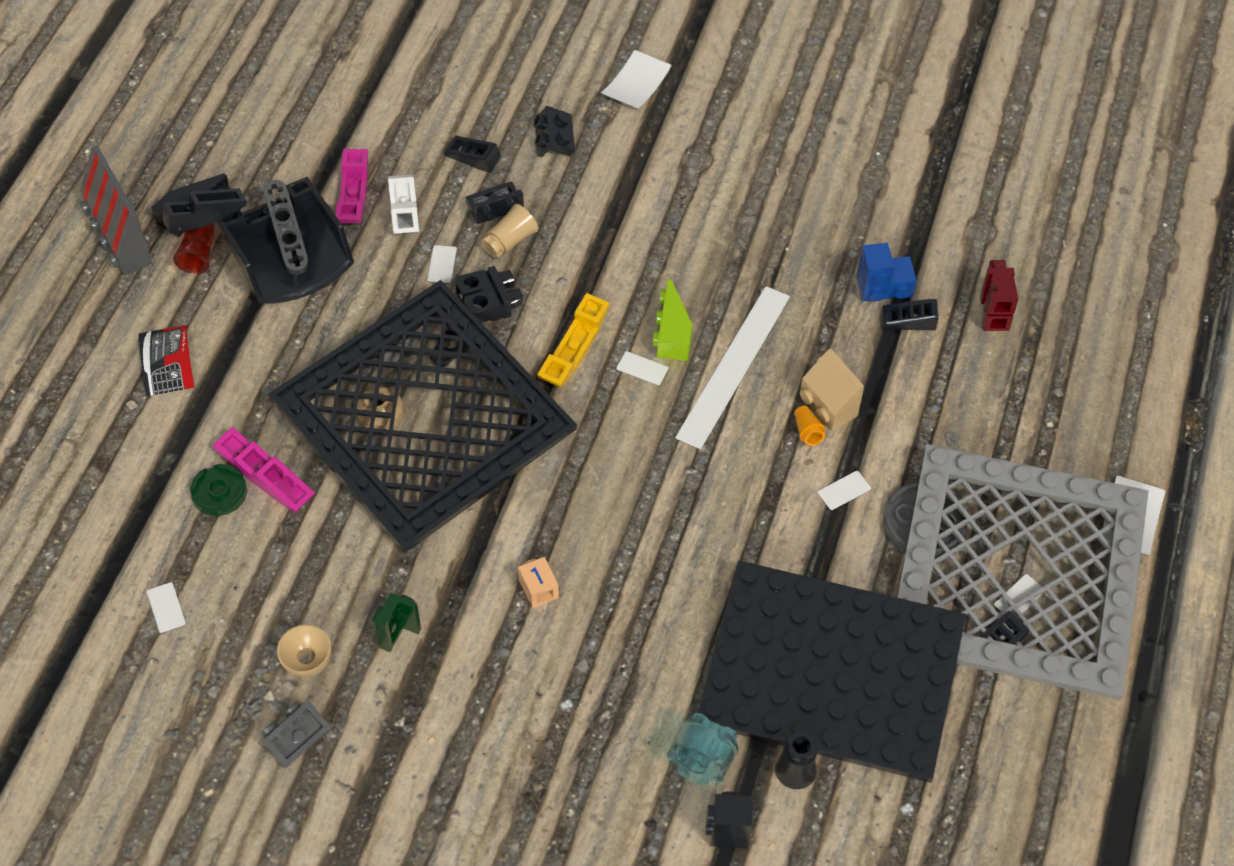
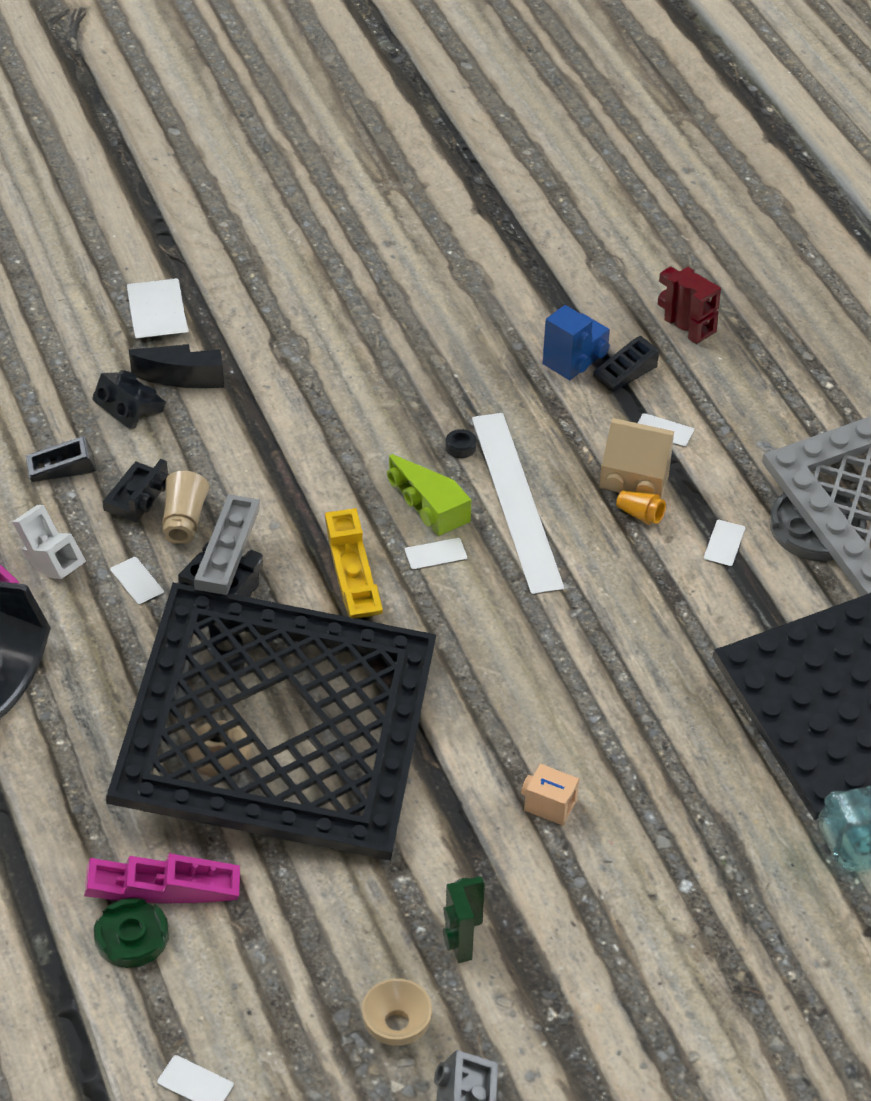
camera: 40 degrees left, 10 degrees down
(498, 275) = (227, 544): none -> light grey plate
(606, 130) = (178, 366): none -> black slope
(736, 300) = (460, 443): none -> black tile
(890, 380) = (681, 432): none -> white sticker

